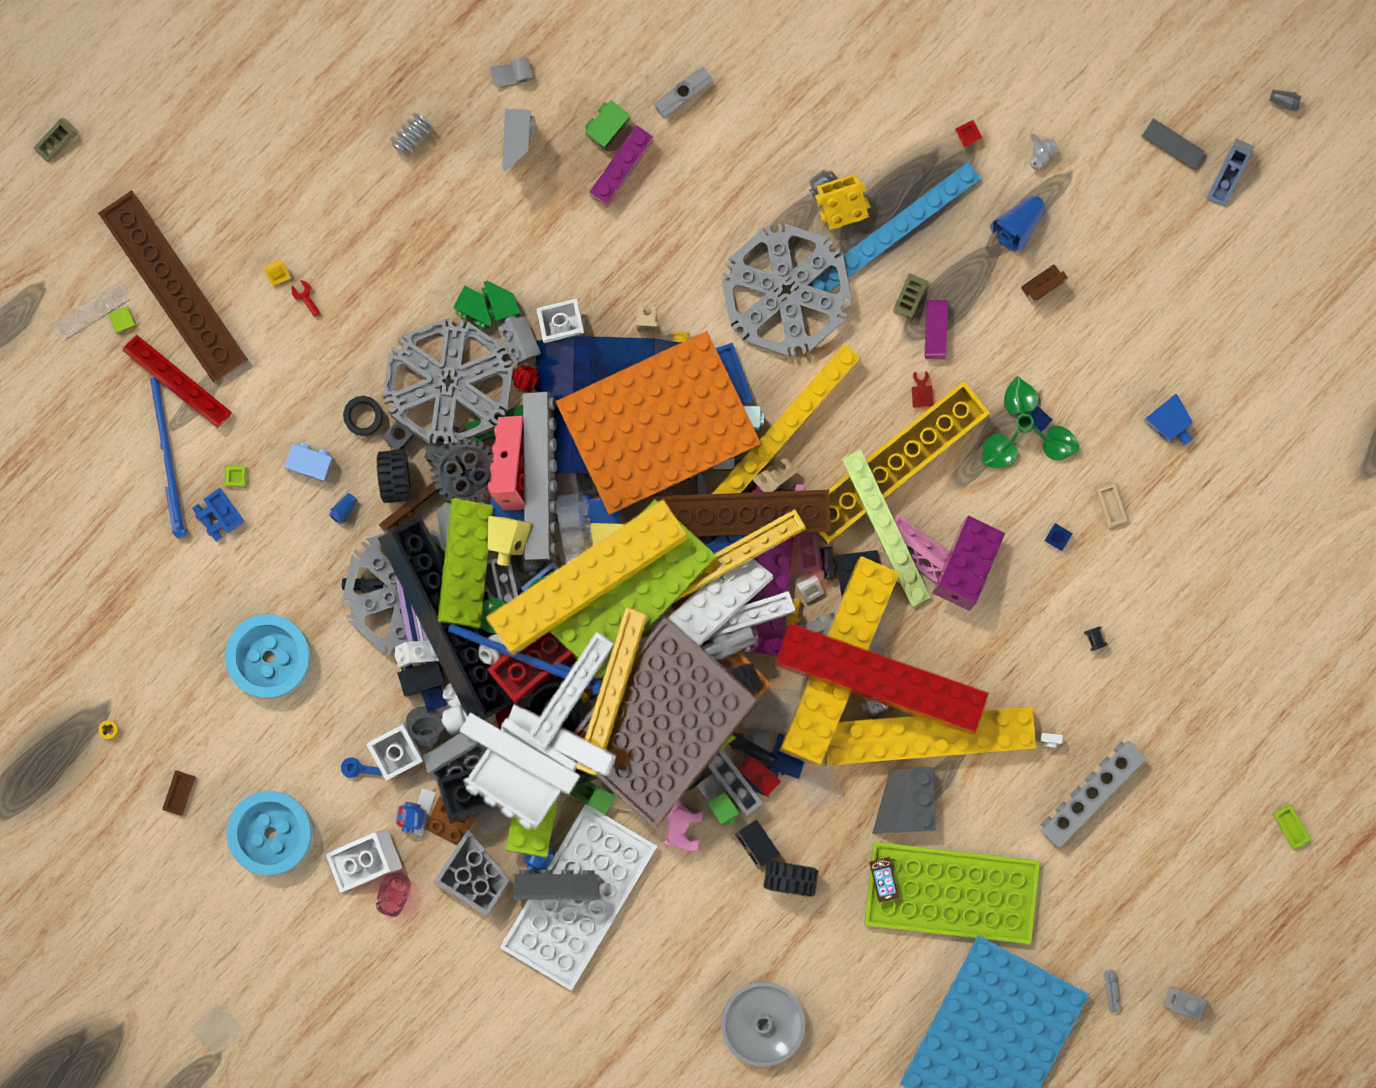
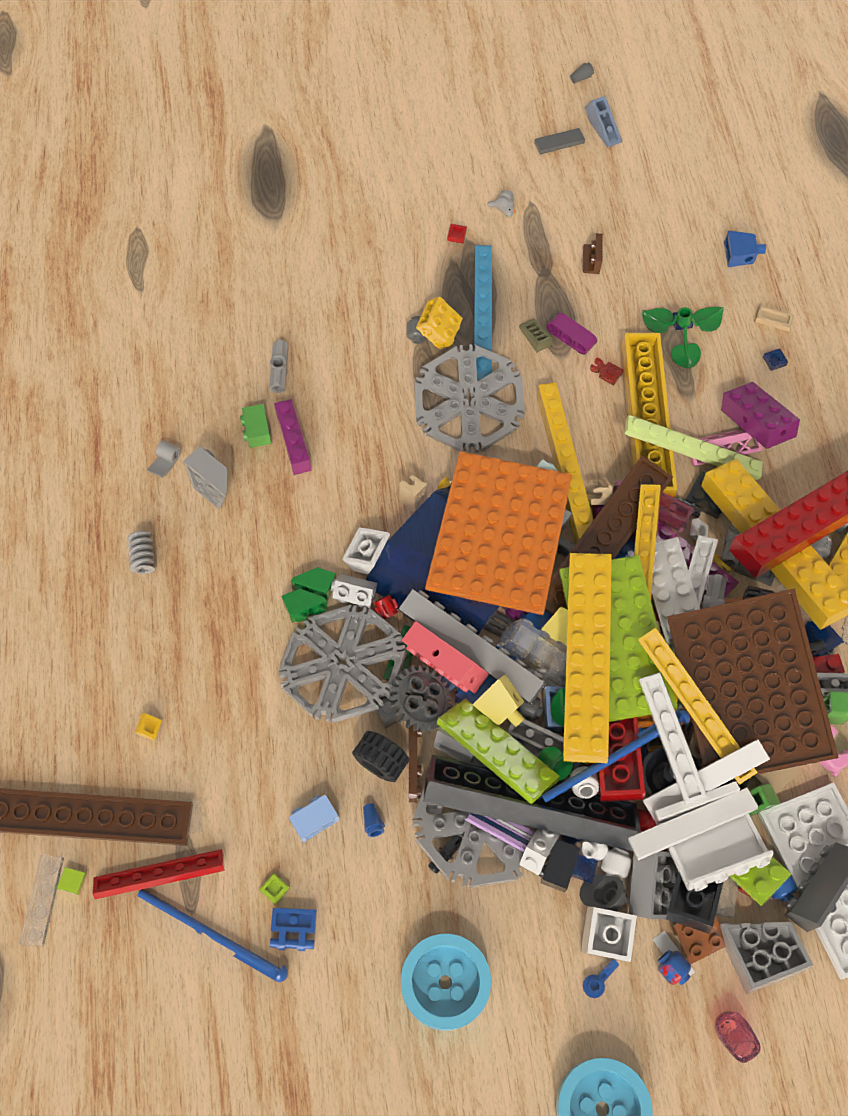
camera: 55 degrees left, 20 degrees down
(305, 296) = (186, 721): red bar -> none
(363, 400) = (309, 732): black tyre -> none
(364, 860) = (686, 1041): white slope -> none
(394, 443) = (350, 740): dark grey brick -> none
(1018, 223) = (542, 244): blue cone -> none

